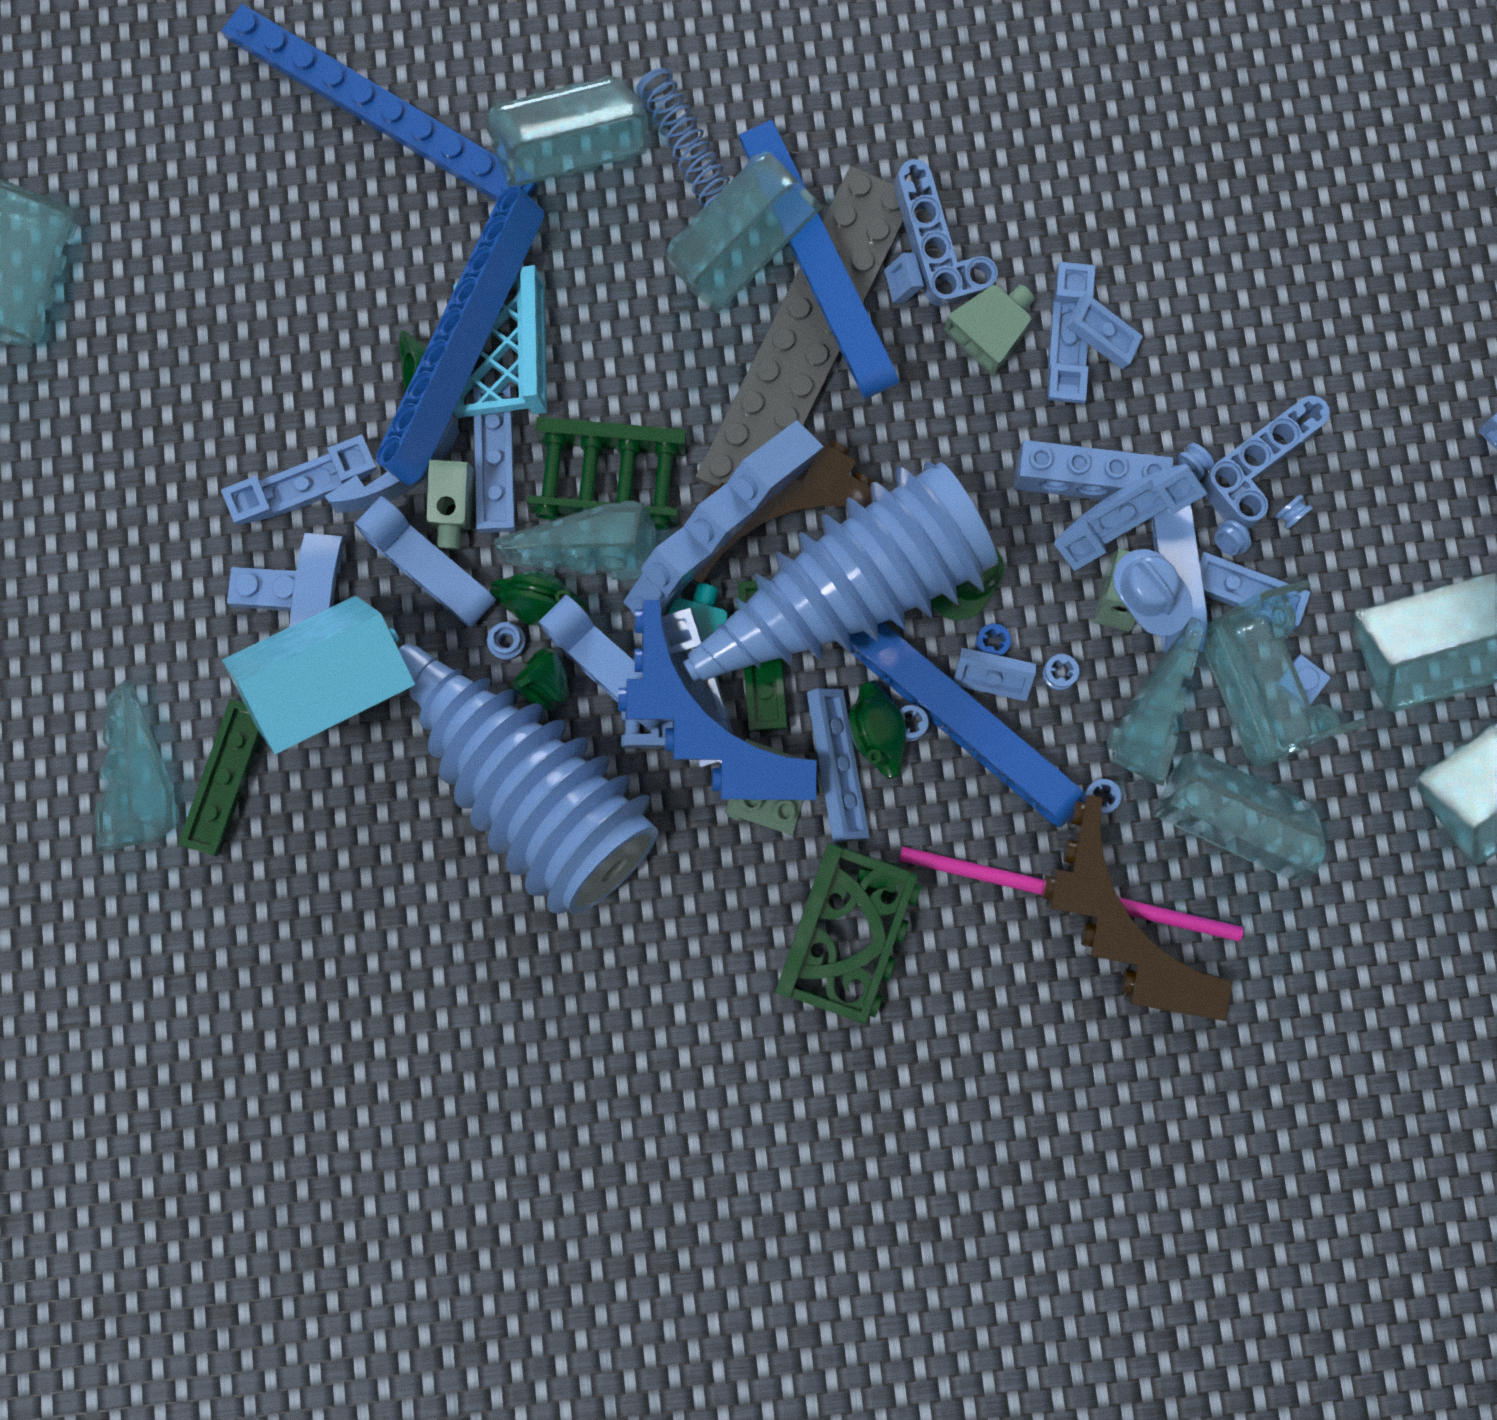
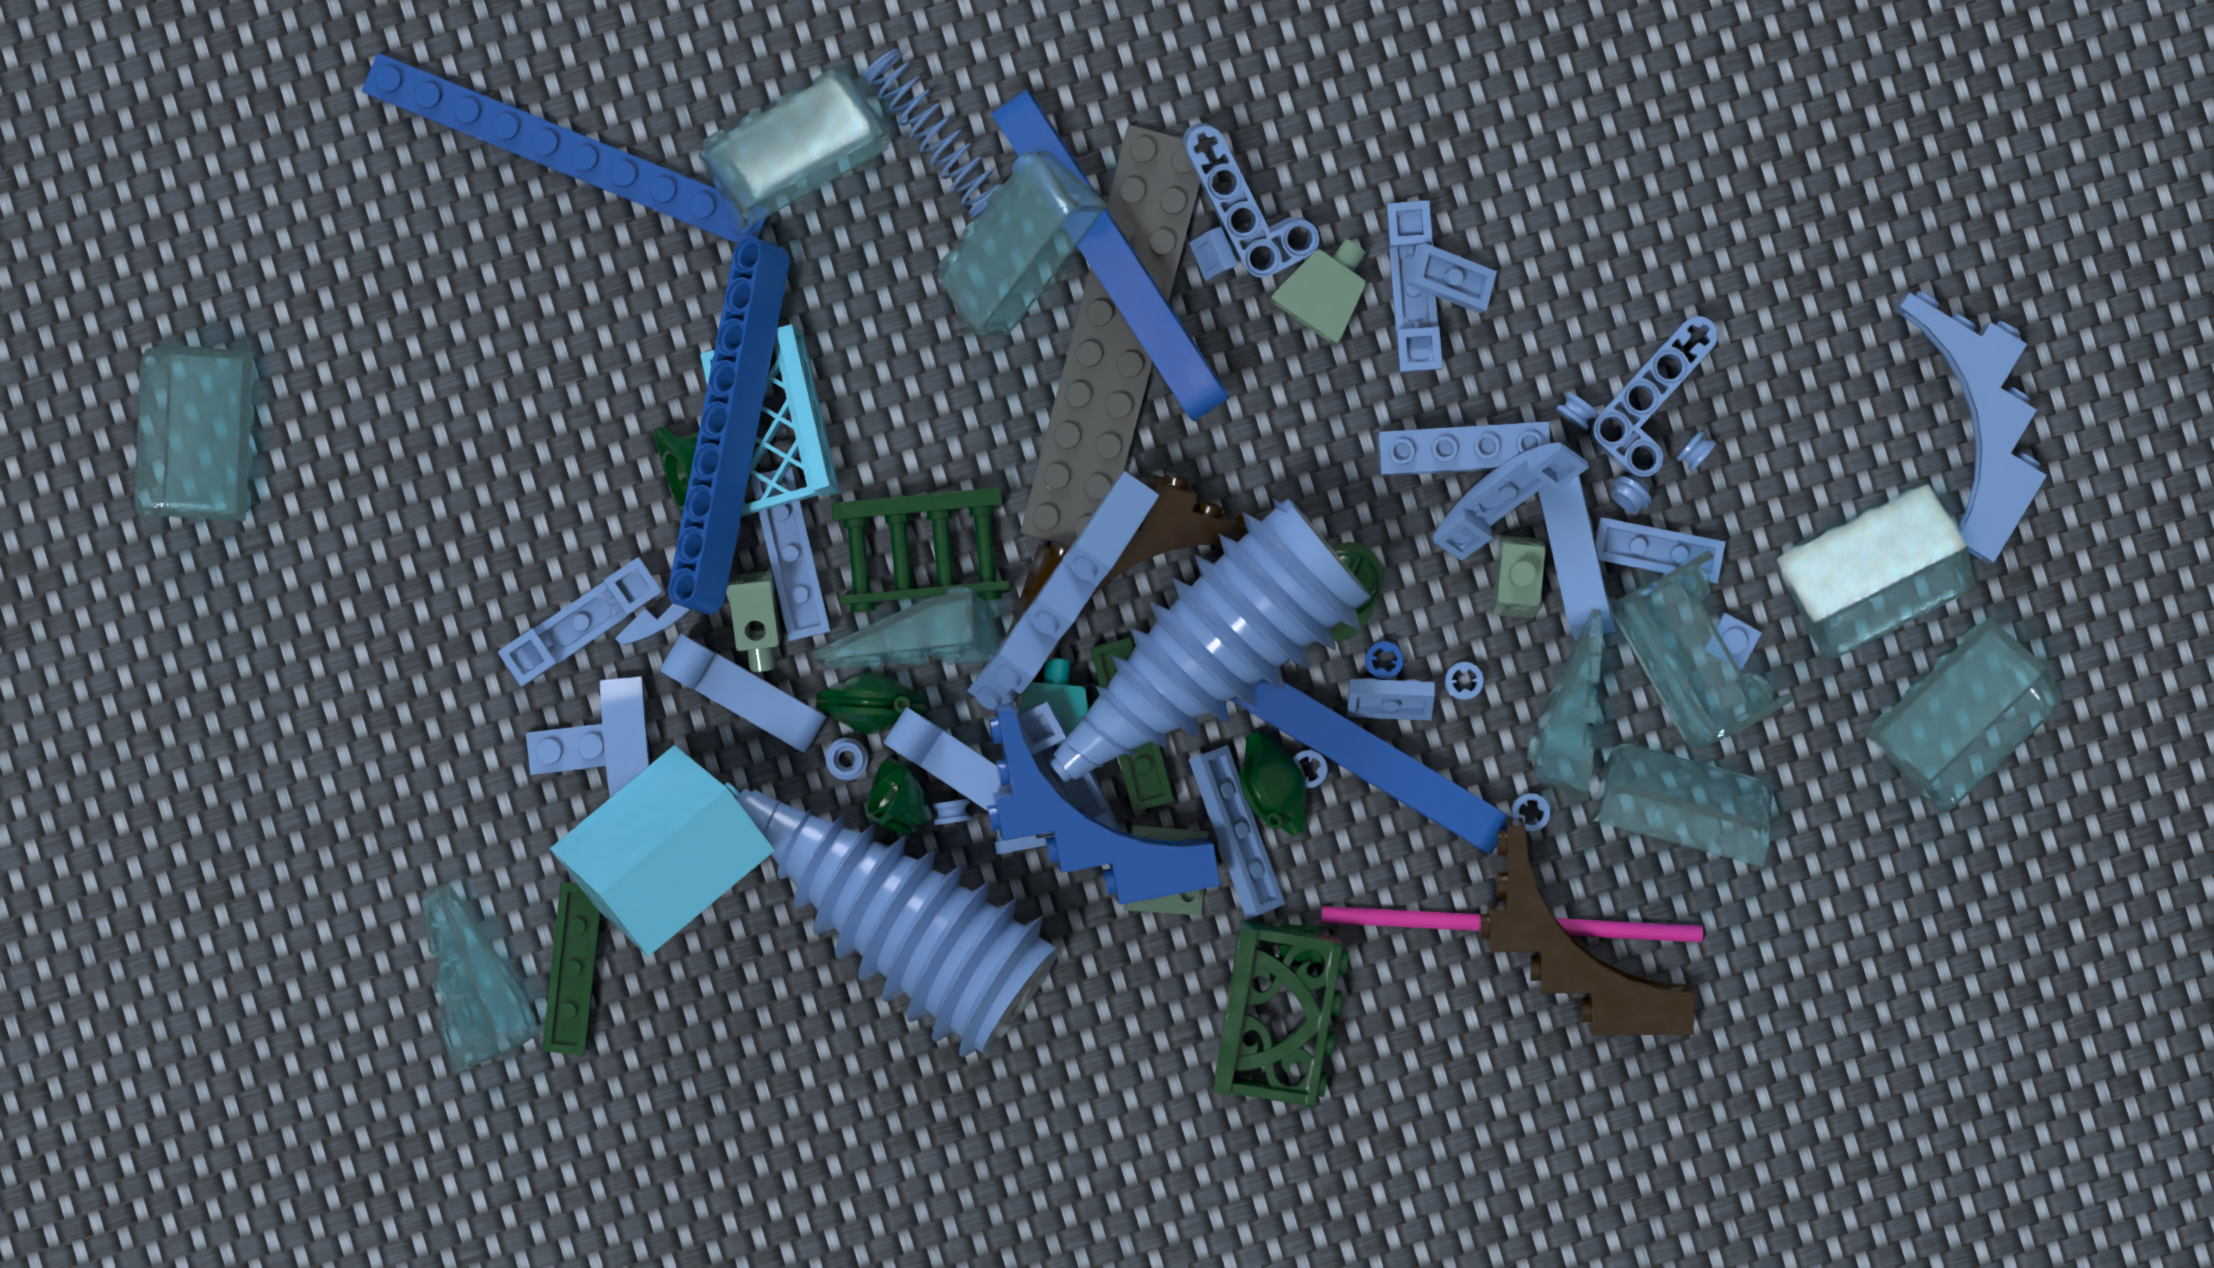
camera: 10 degrees left, 10 degrees up
(588, 701) = (951, 811): none -> medium blue bush
(1153, 592) = (1545, 592): medium blue piece -> none

